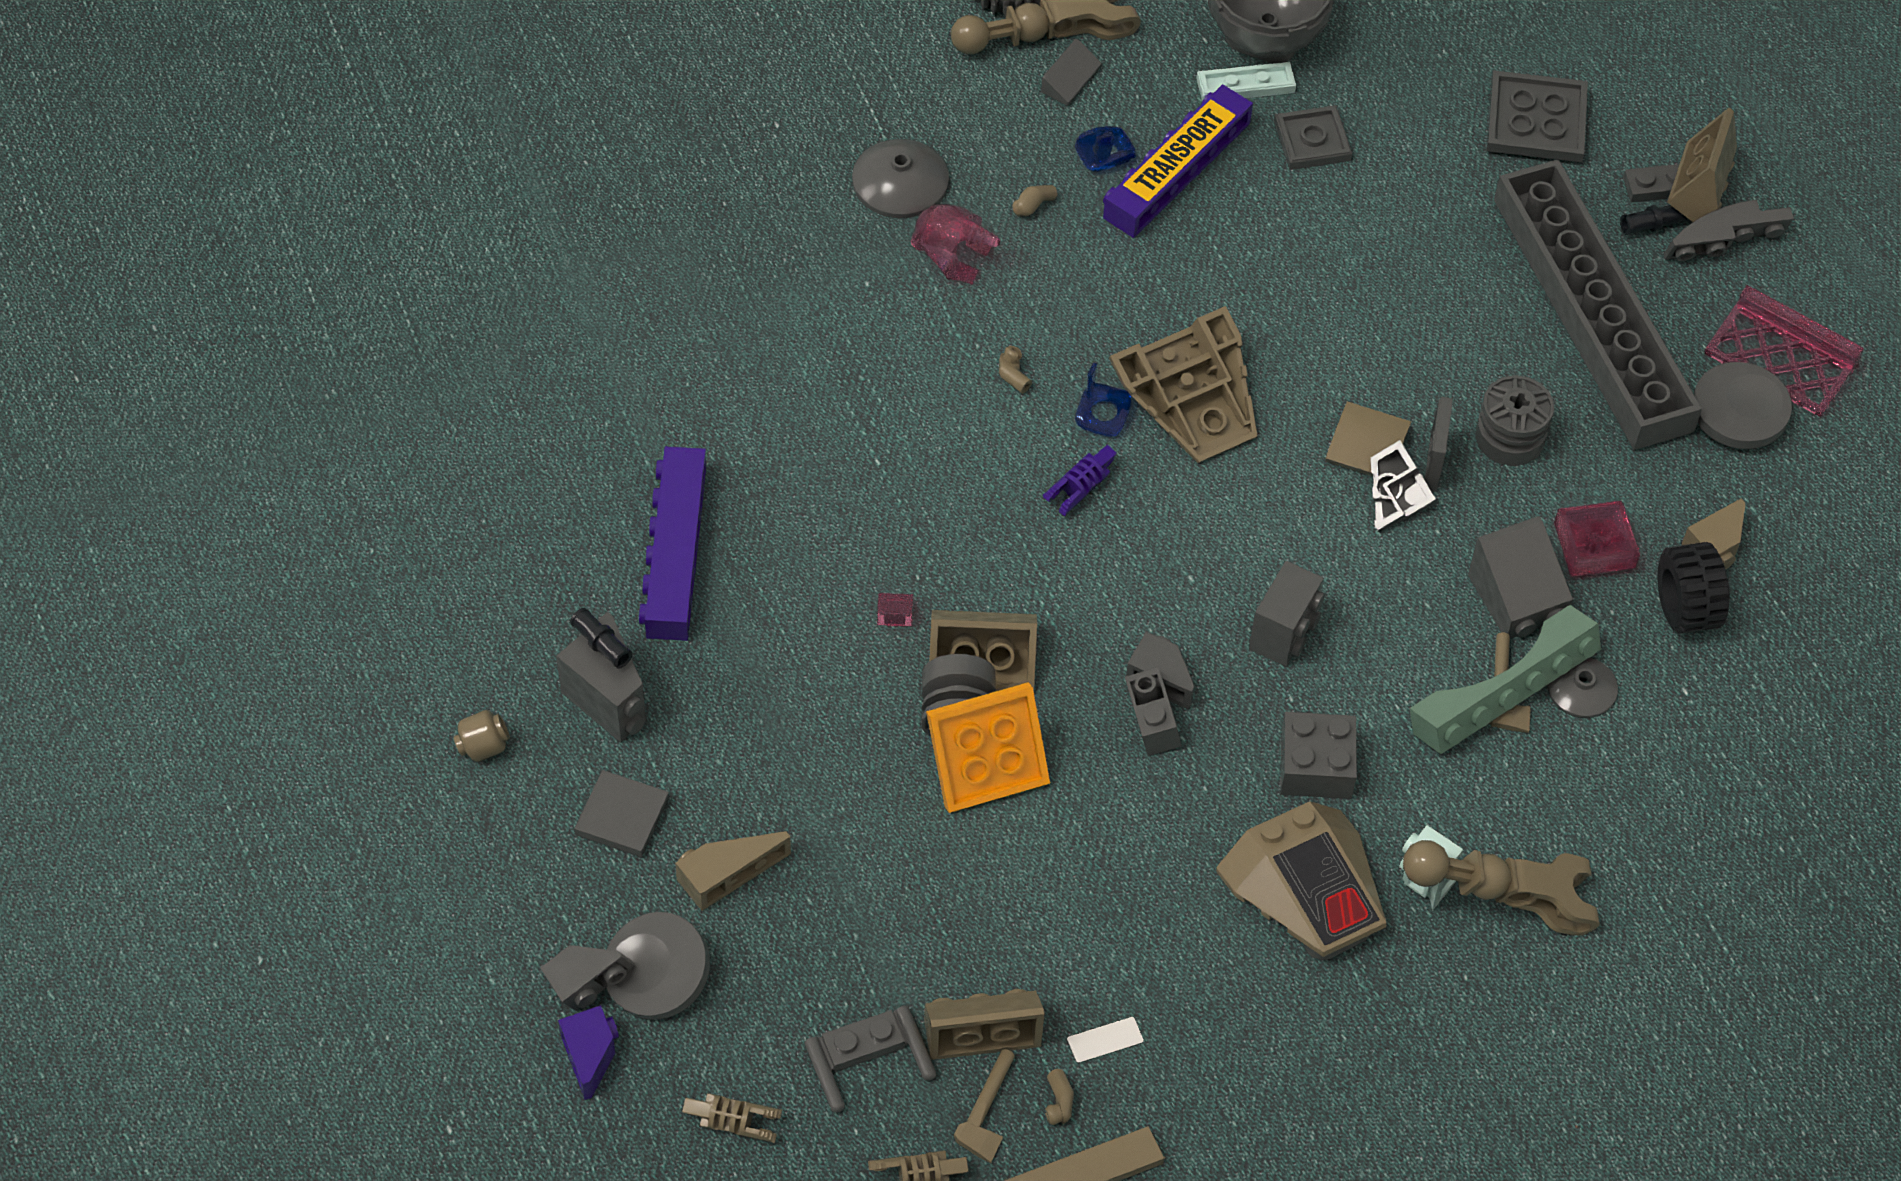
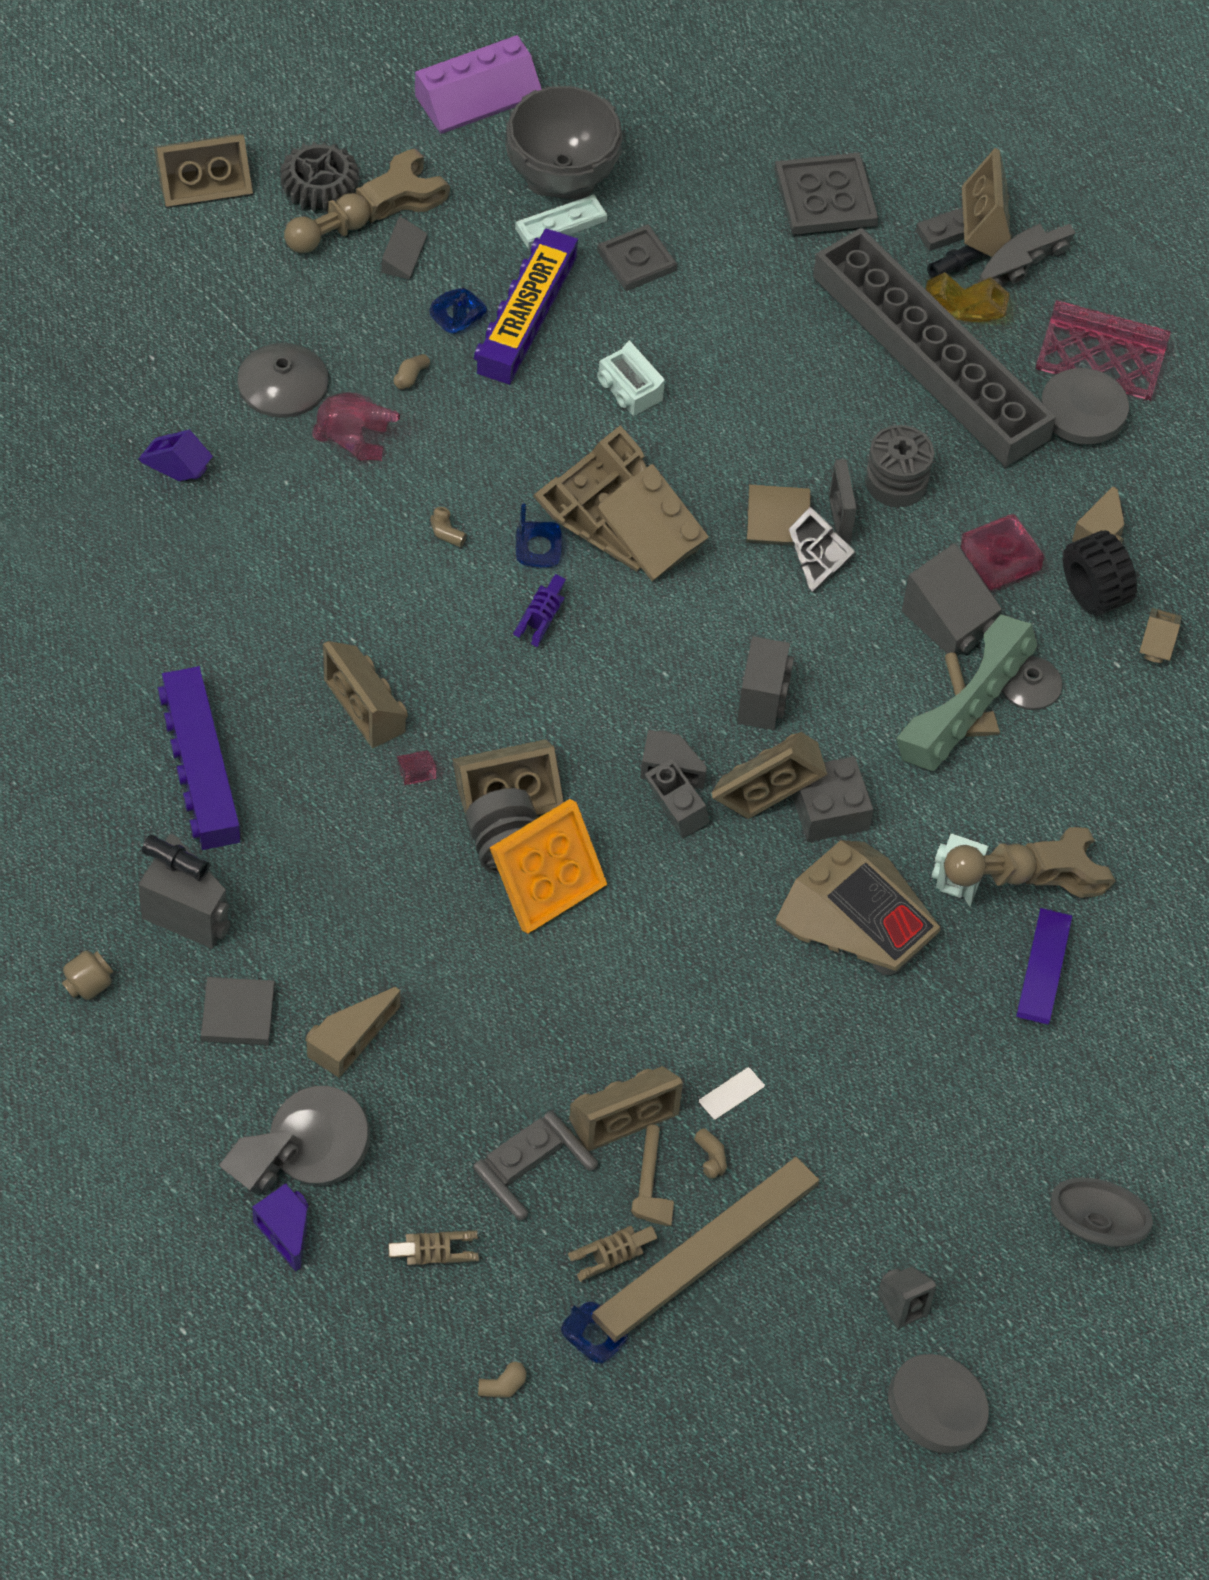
camera: 20 degrees left, 0 degrees up
(763, 230) = (177, 456): none -> dark purple slope
(864, 518) = (363, 693): none -> dark tan slope
(1227, 416) = (652, 522): none -> dark tan slope
(1257, 714) = (771, 776): none -> dark tan slope
(1260, 262) = (631, 379): none -> light aqua window
(1488, 995) = (1044, 966): none -> dark purple slope
(1661, 269) = (974, 304): none -> clear yellow brick
(1741, 671) = (1160, 635): none -> dark tan slope

